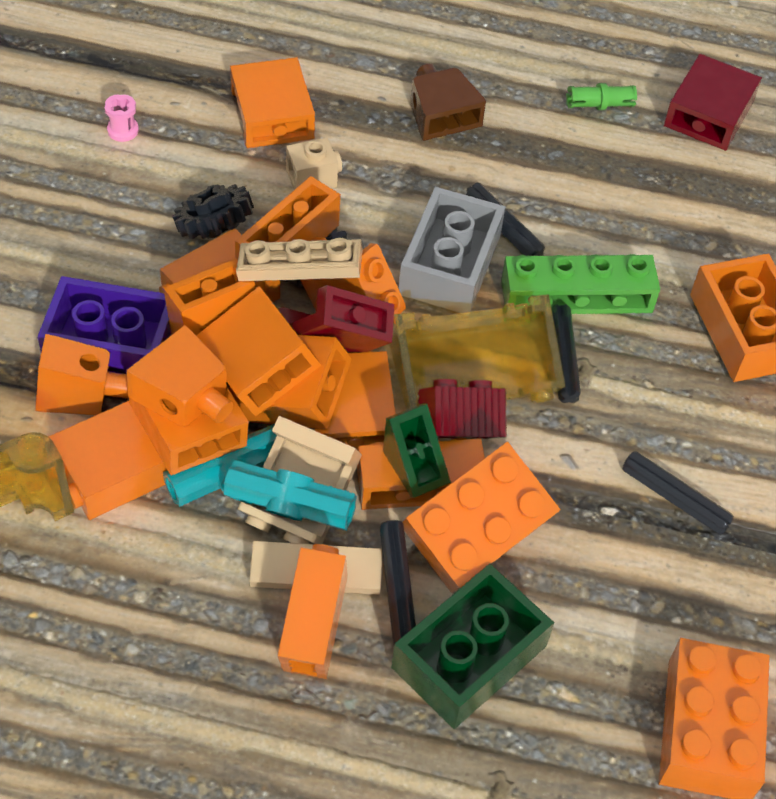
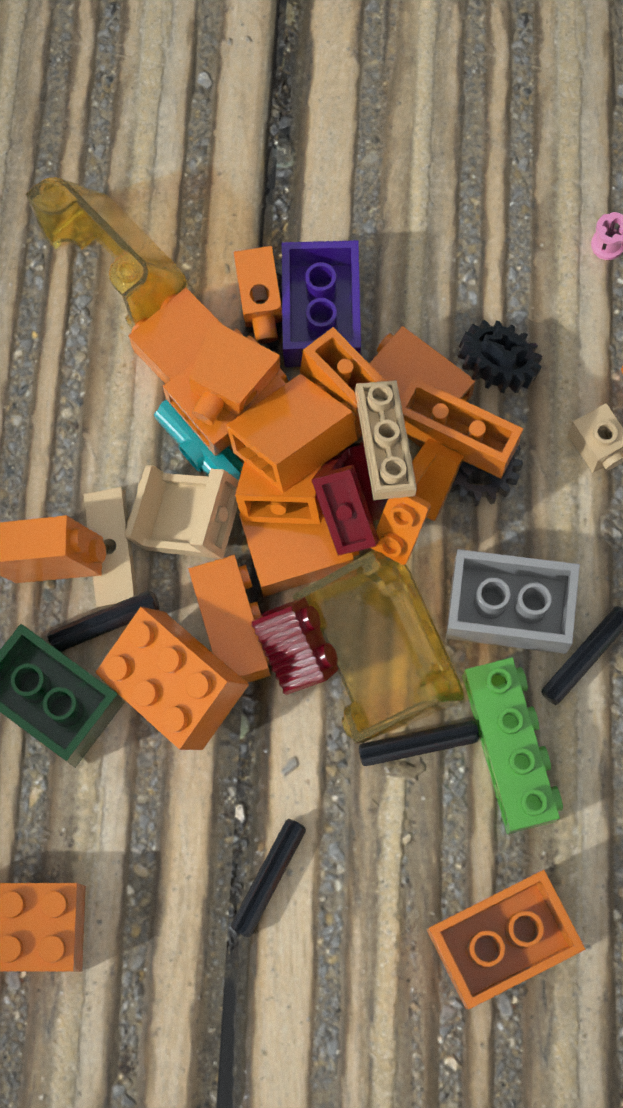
camera: 90 degrees right, 20 degrees up
(290, 495) = (163, 505): teal piece -> none
(415, 450) = (220, 605): dark green slope -> none

